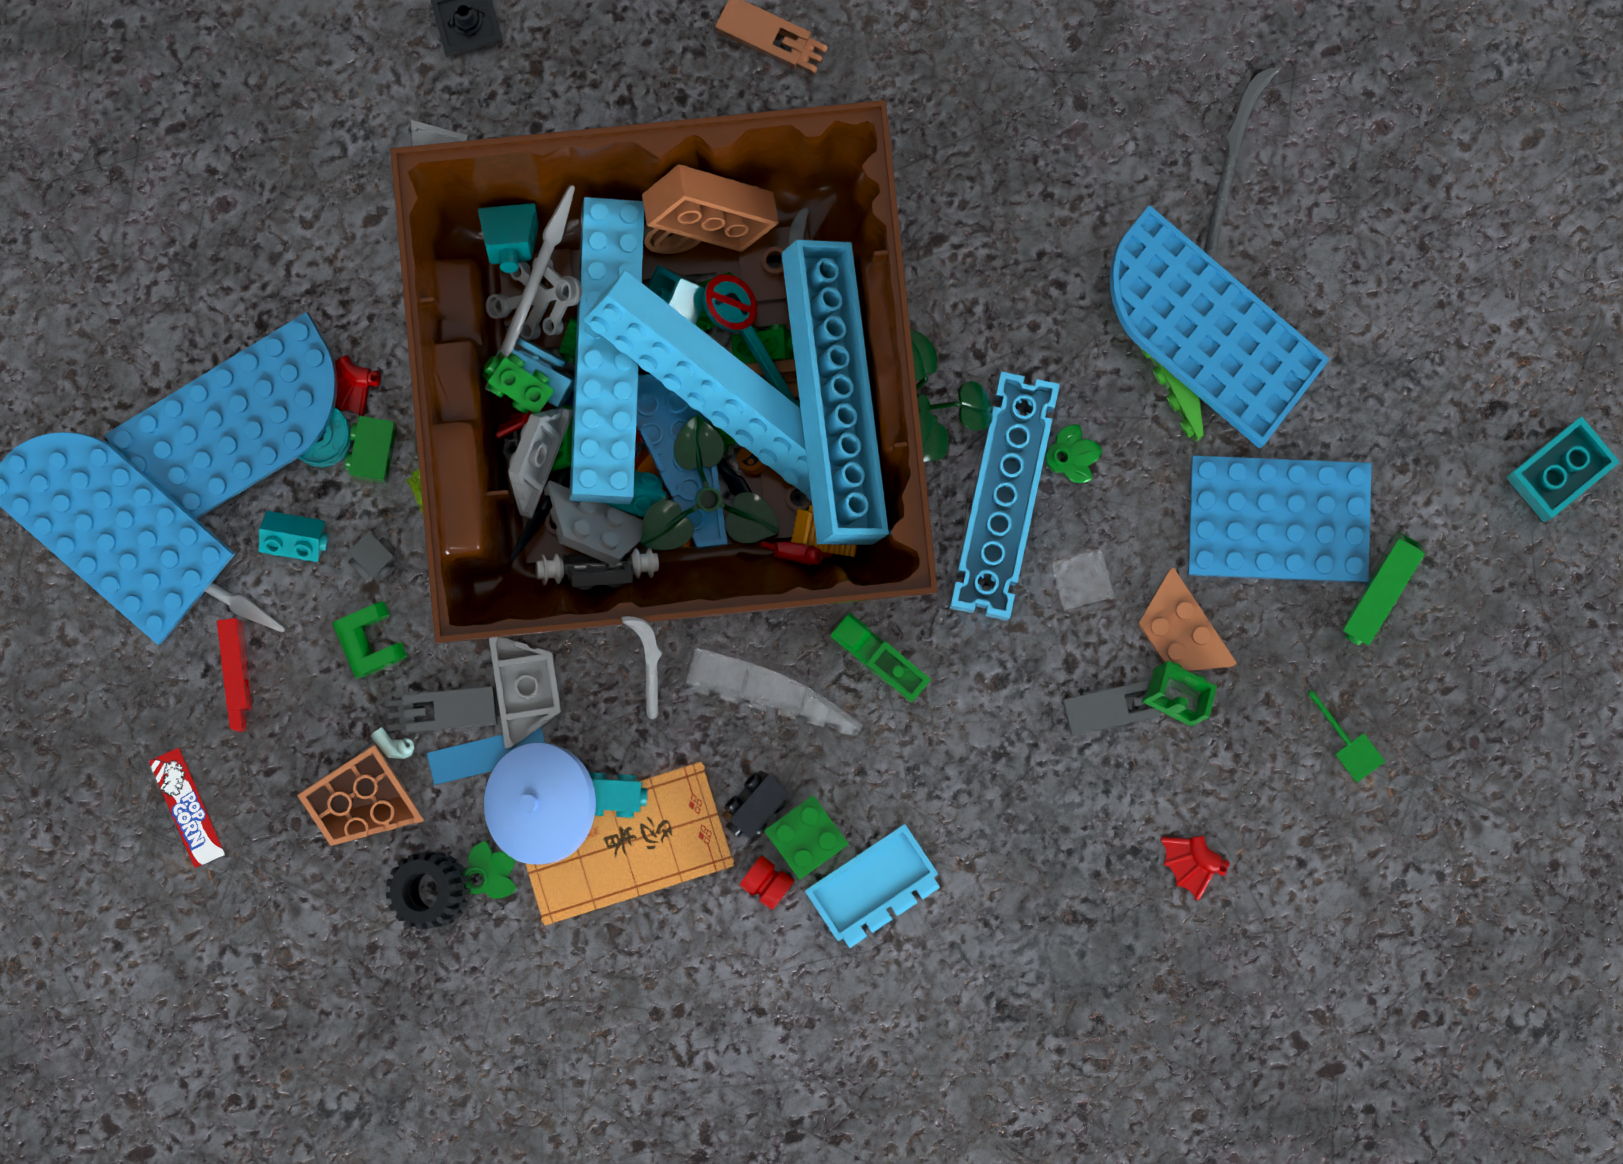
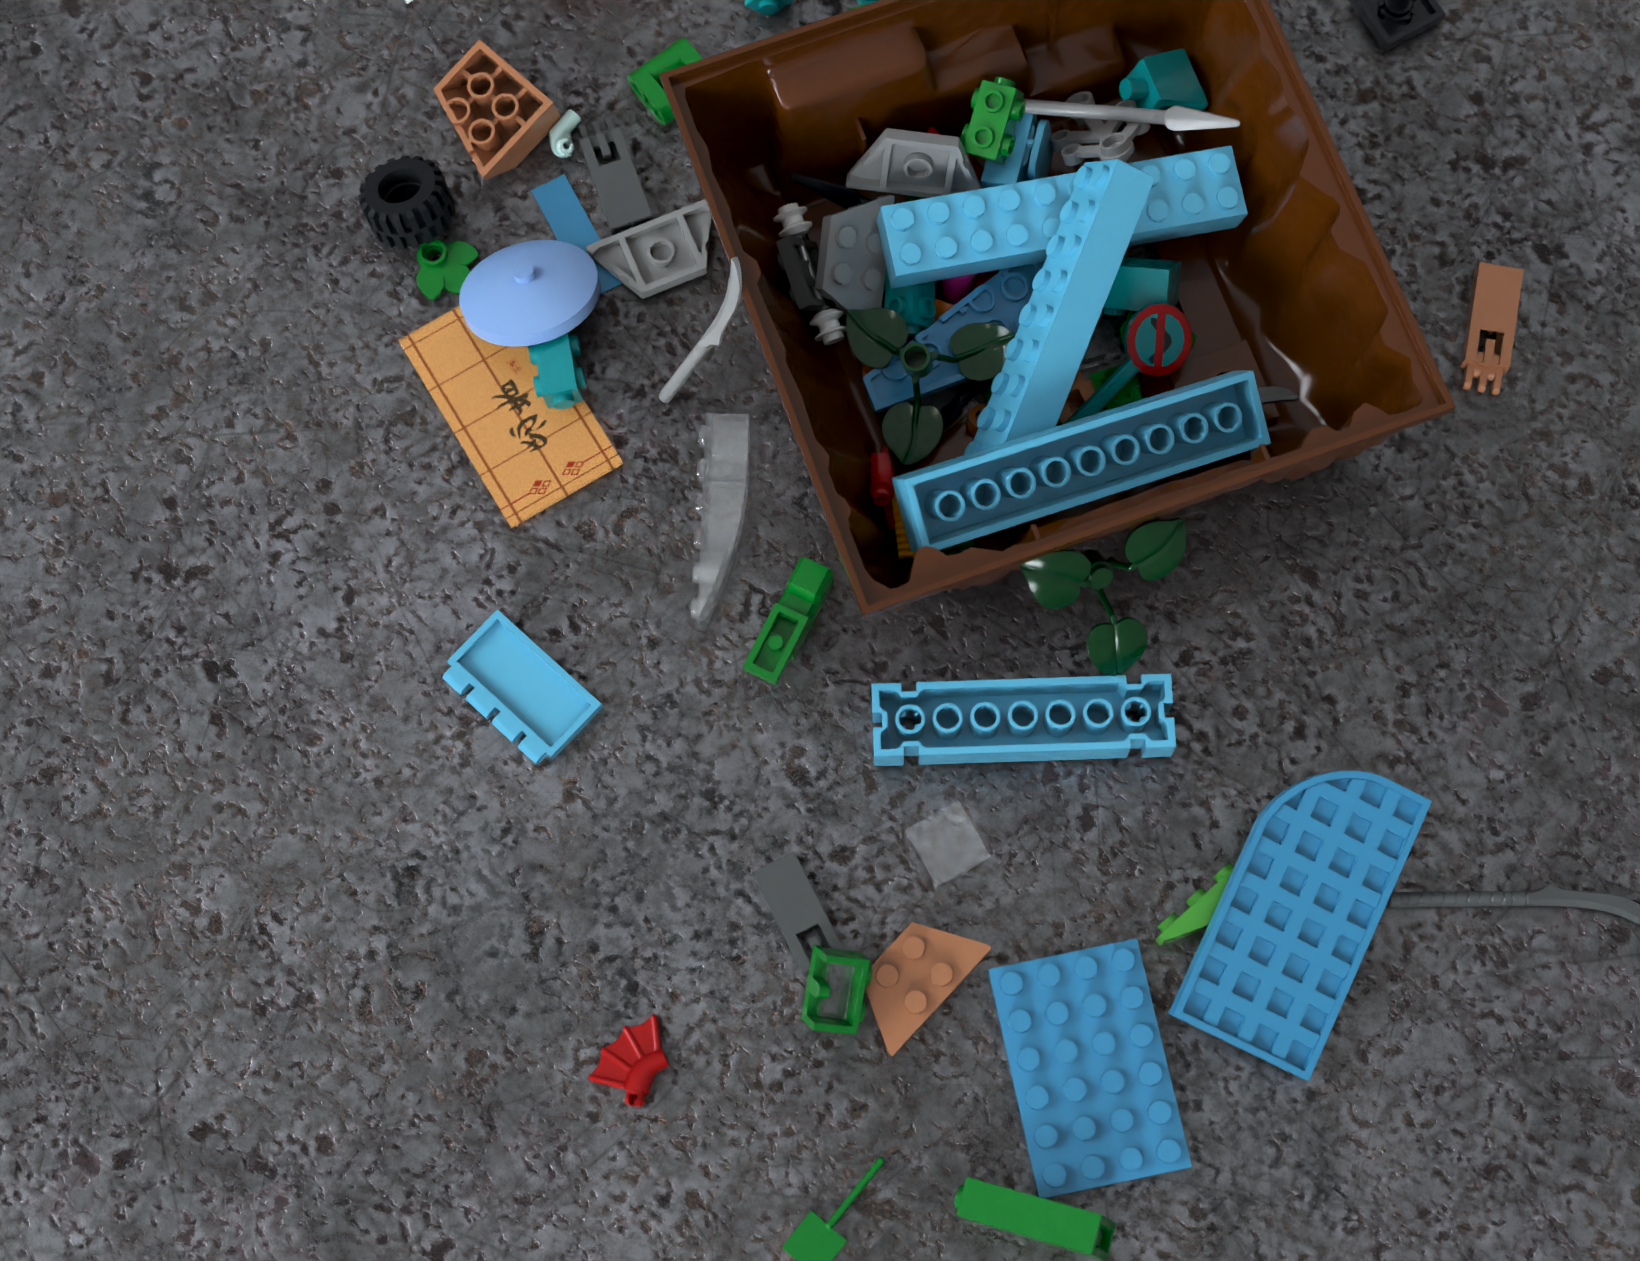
camera: 85 degrees right, 10 degrees down
(705, 209) = (1256, 276): nougat brick -> none
(754, 805) = (575, 523): black brick -> none
(766, 882) = (497, 559): red wheel -> none
(806, 837) = (558, 593): green brick -> none
(1078, 454) = (1099, 799): green plate -> none

